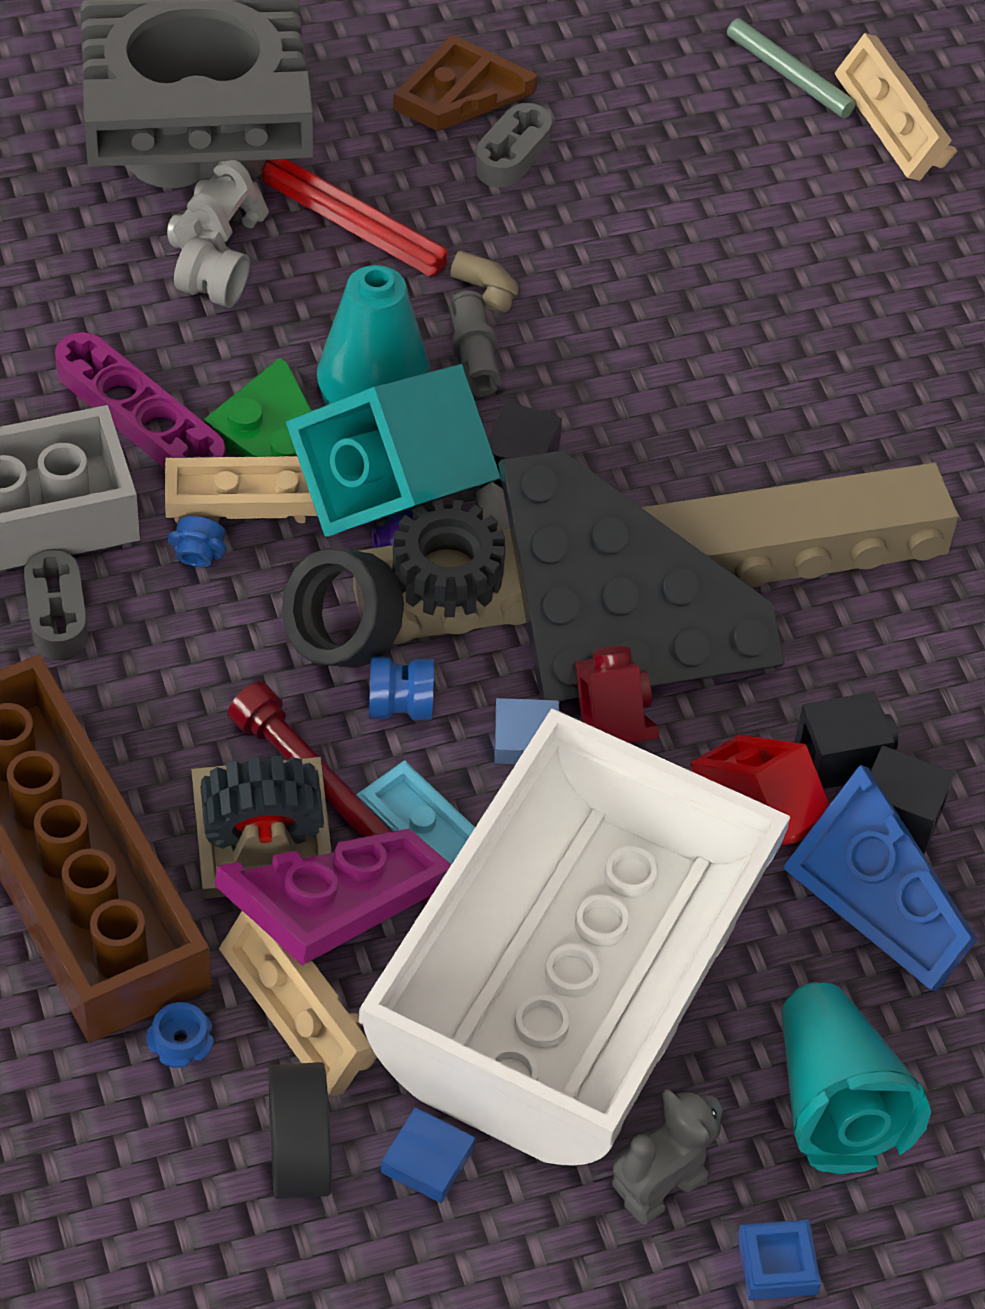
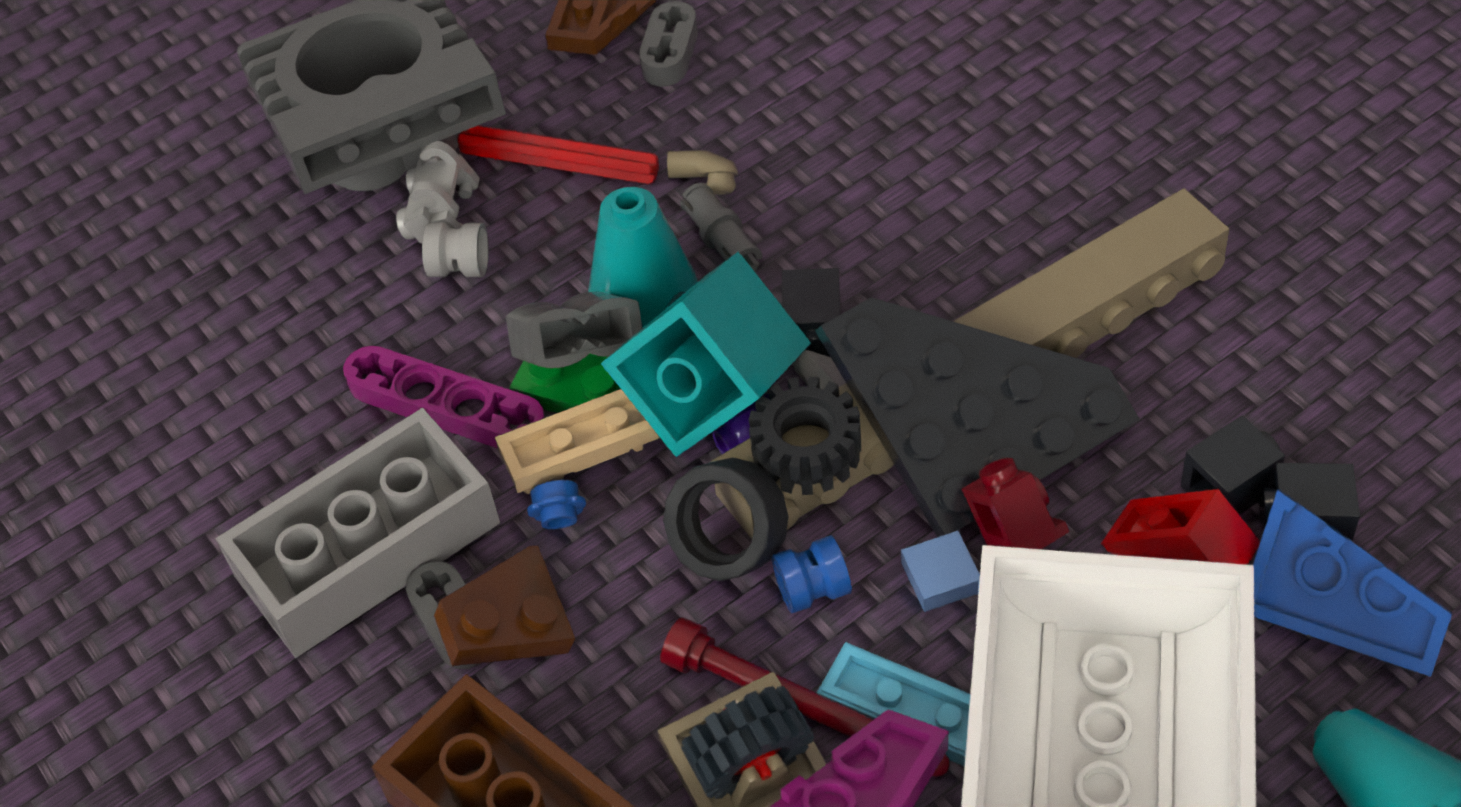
camera: 10 degrees left, 0 degrees up
(104, 620) = (505, 614): none -> reddish brown wing
(267, 385) = (568, 332): none -> dark grey brick

